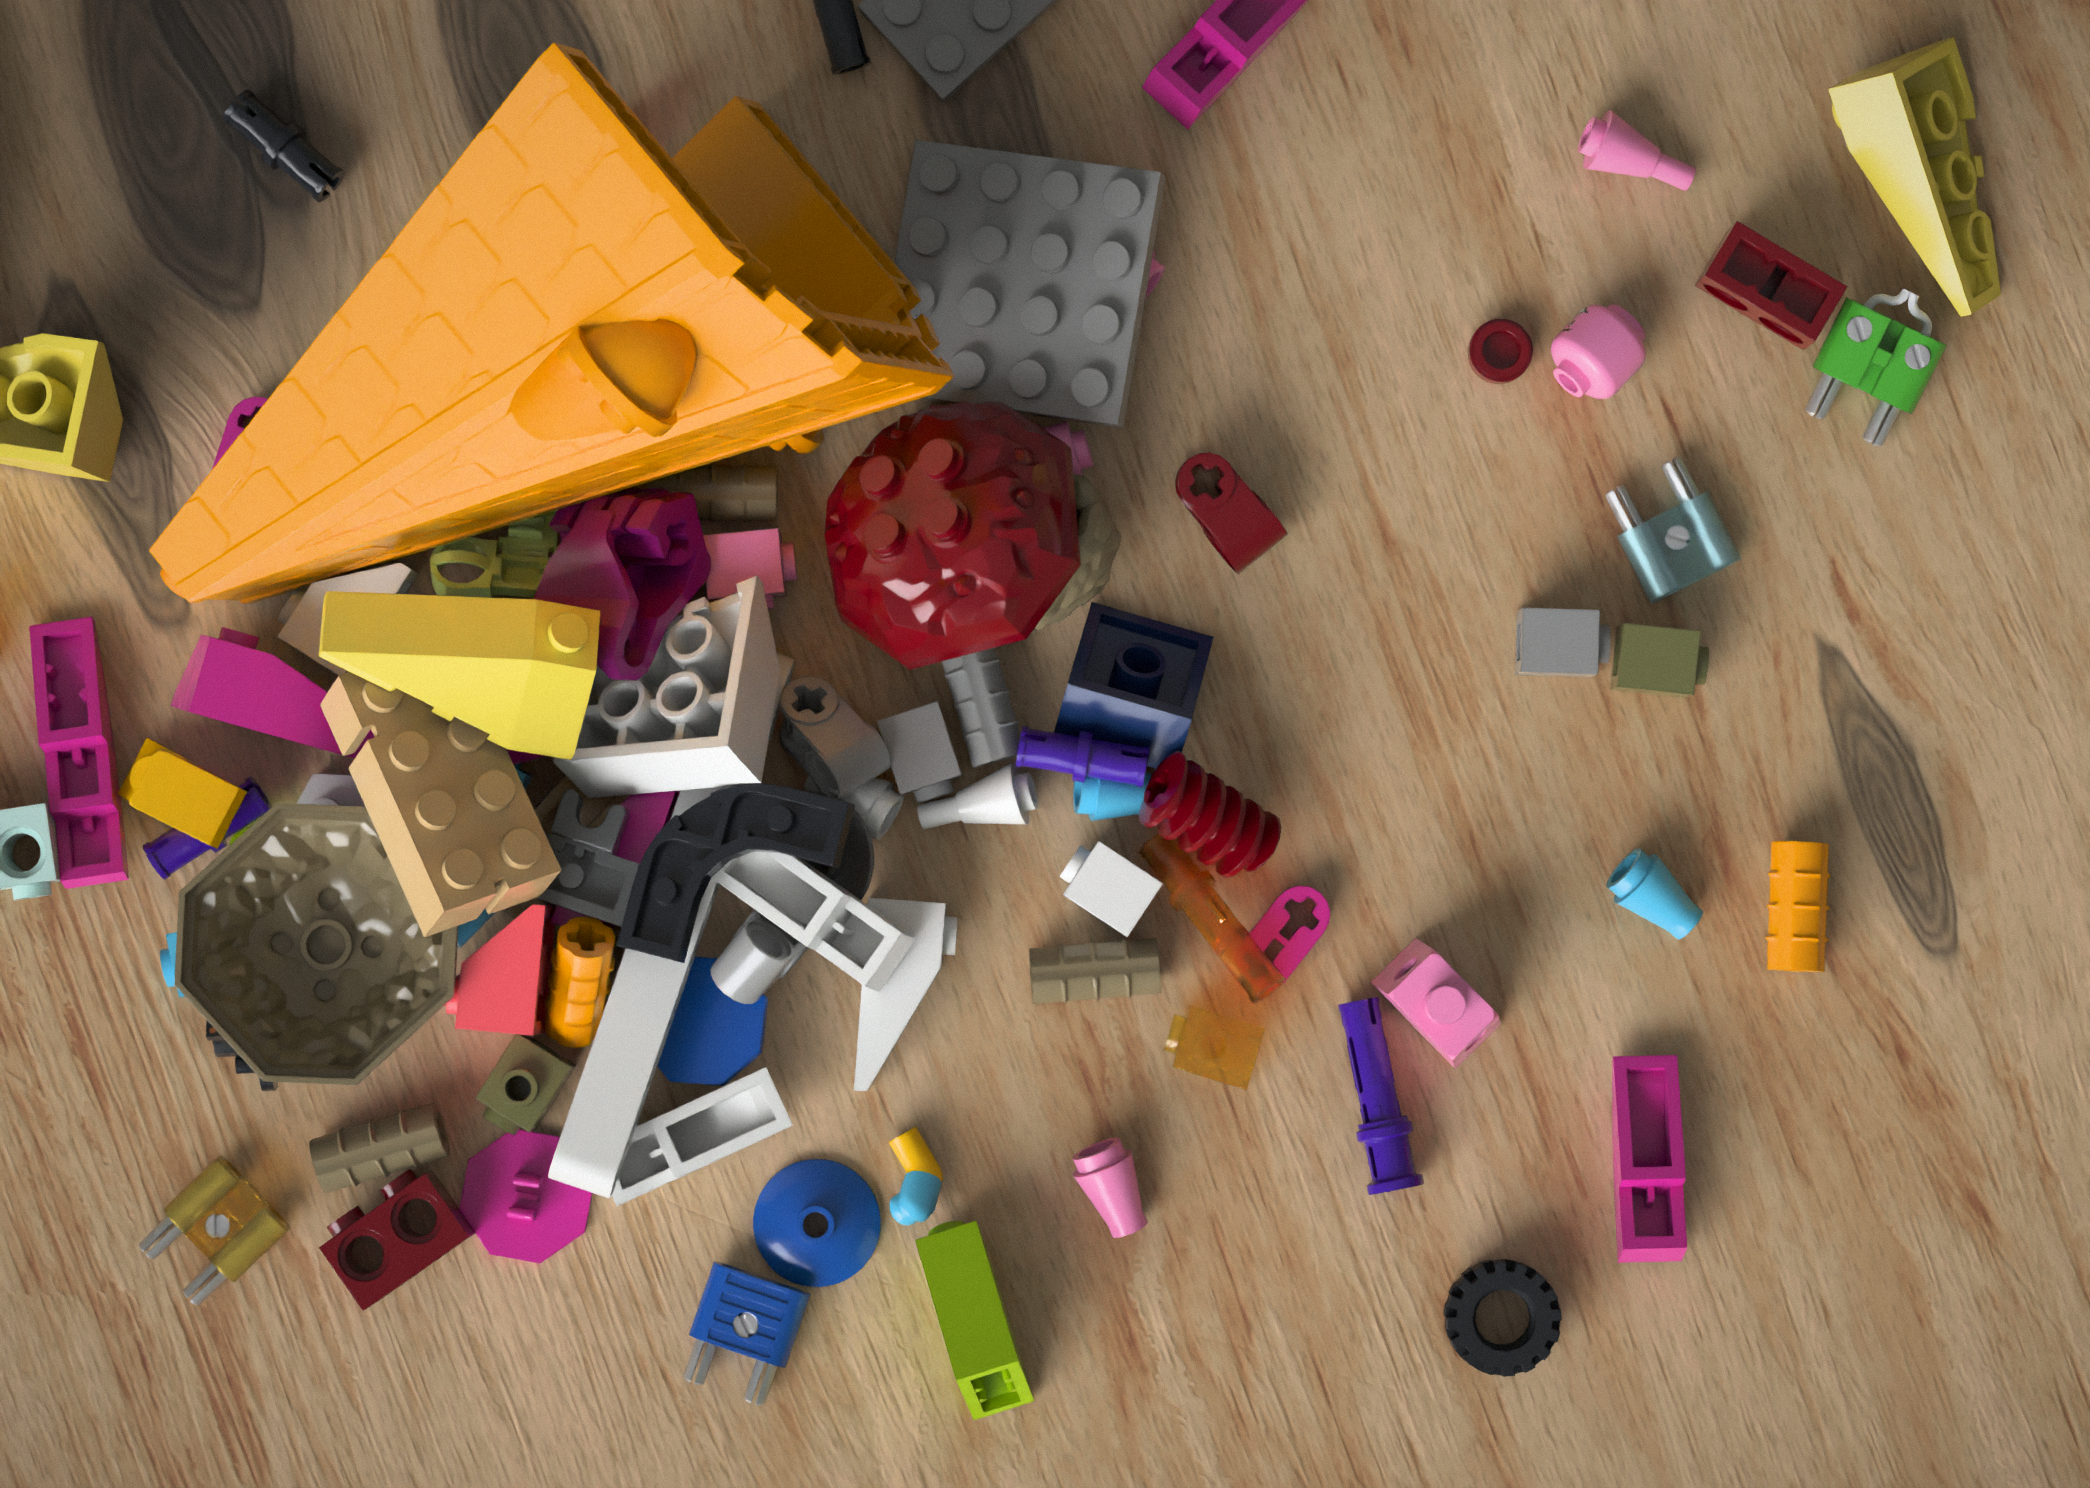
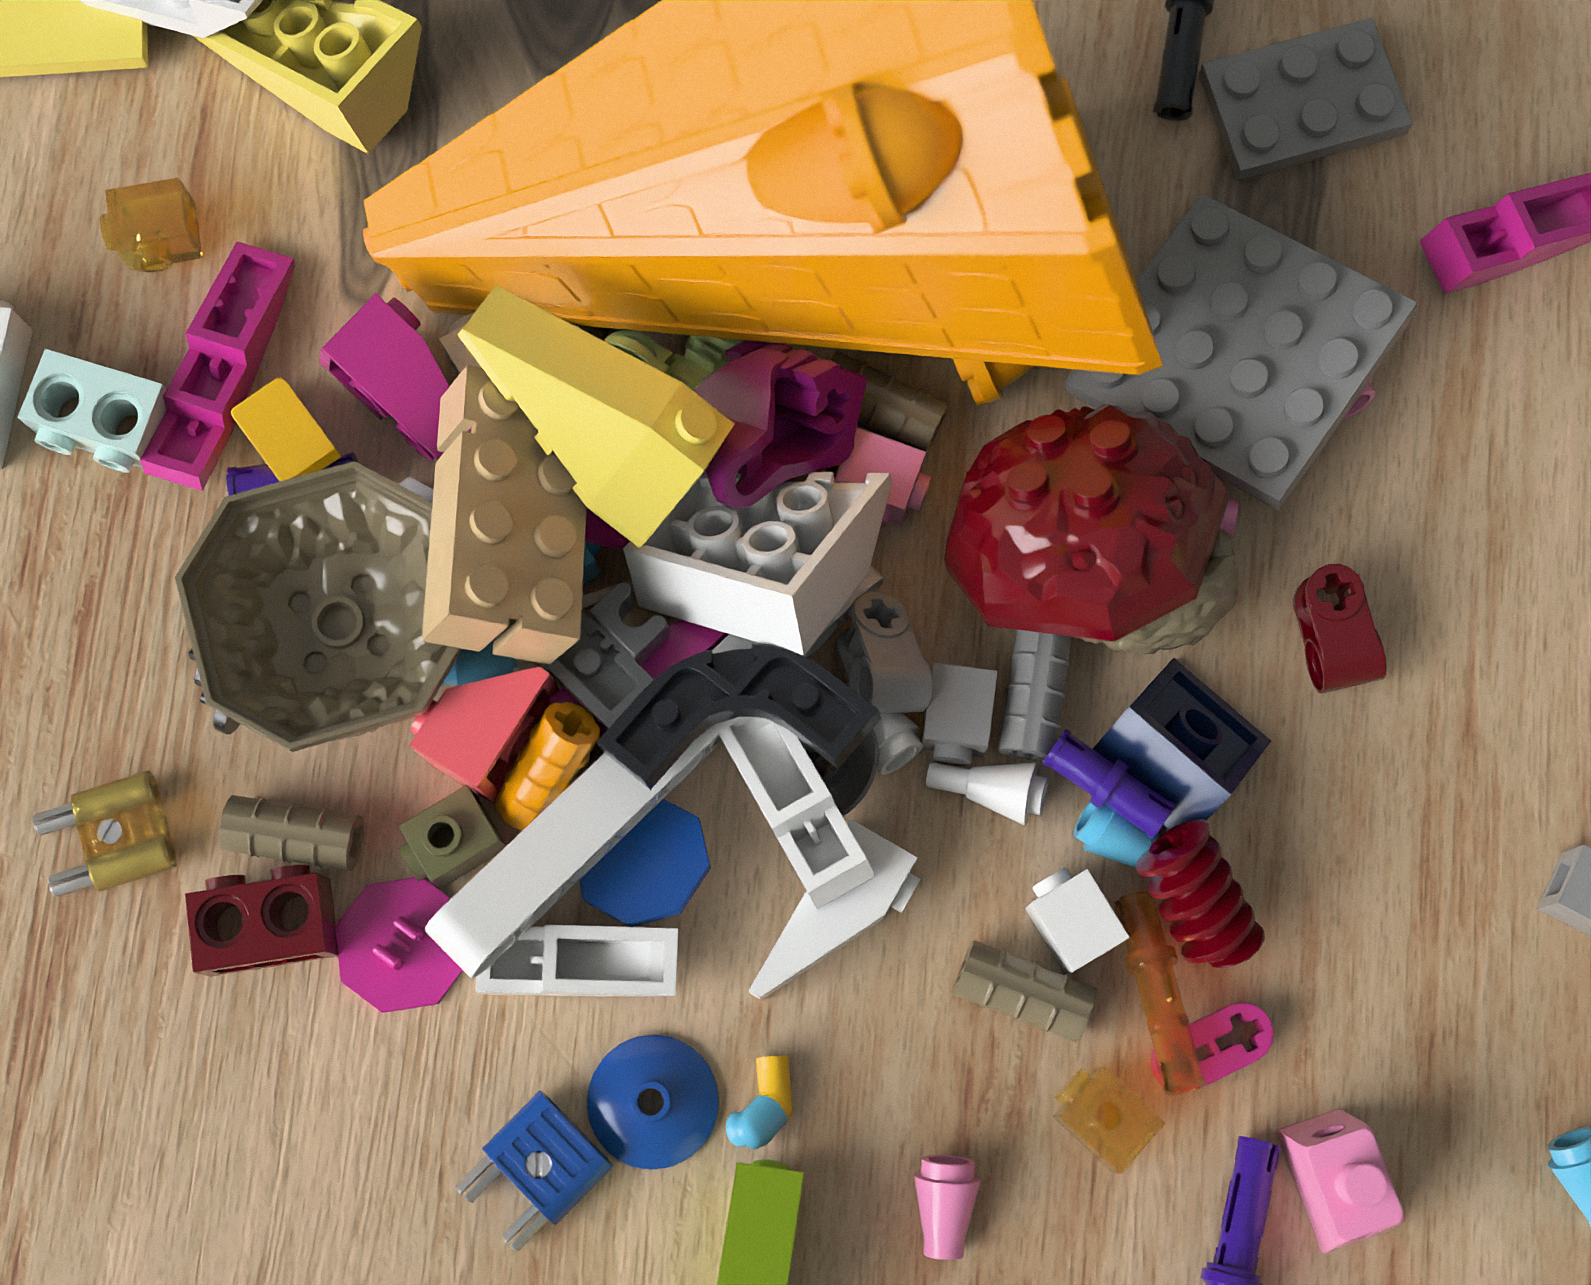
camera: 30 degrees right, 10 degrees down
(755, 959) = (721, 824): light grey piece -> none

